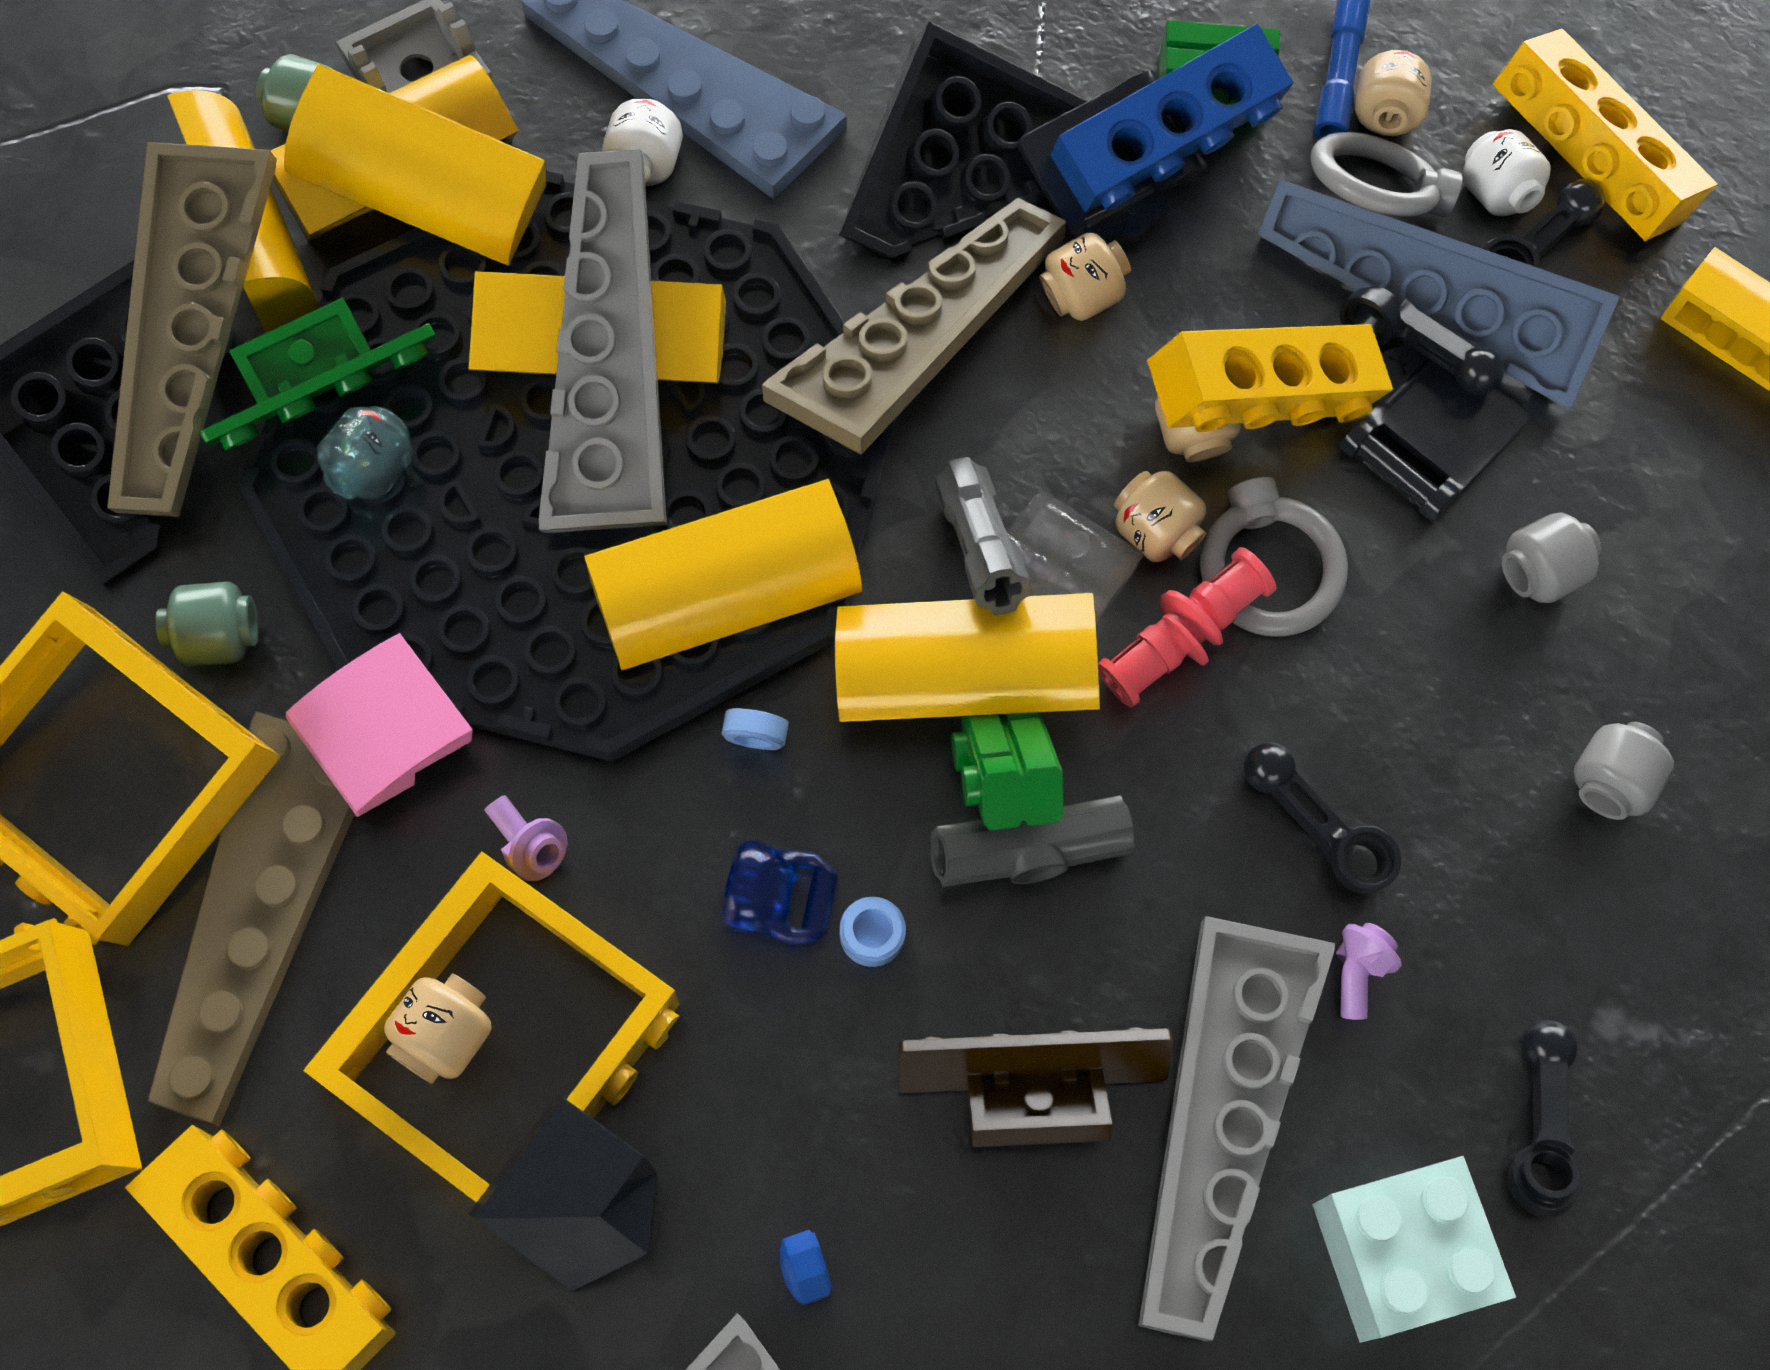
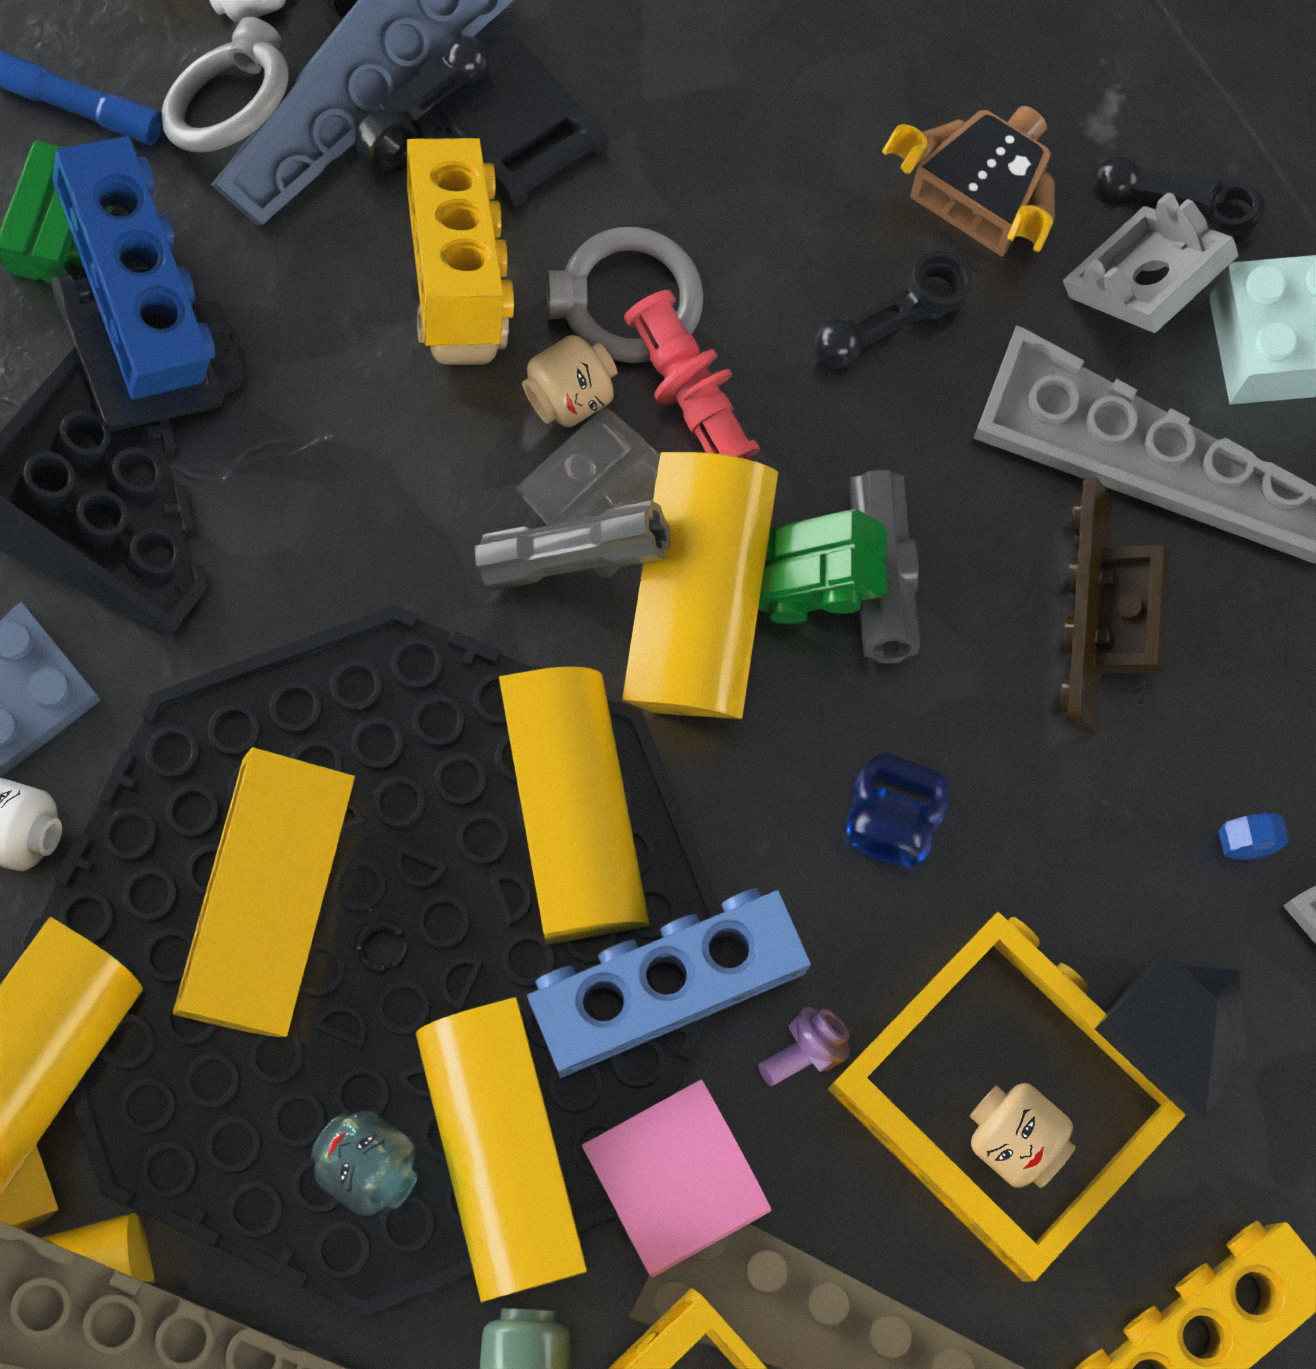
camera: 80 degrees left, 5 degrees up
(305, 361) = (240, 1218): green bracket -> none
(389, 572) = (500, 1150): none -> yellow brick
(599, 772) = (771, 960): none -> medium blue brick
(605, 400) = (355, 888): light grey wing -> none
(755, 729) = (730, 805): light blue tile -> none
(872, 931) = (943, 730): light blue tile -> none
(889, 356) = (340, 599): dark tan wing -> none
(1085, 276) = (282, 397): tan head -> none
(1364, 953) = (1026, 302): lavender plate -> none
(1391, 88) = (127, 56): tan head -> none
(1479, 1083) = (1147, 242): none -> light grey piece
(1505, 886) = (983, 175): none -> torso
(1551, 558) = (674, 50): light grey head -> none
(1623, 770) = (889, 49): light grey head -> none

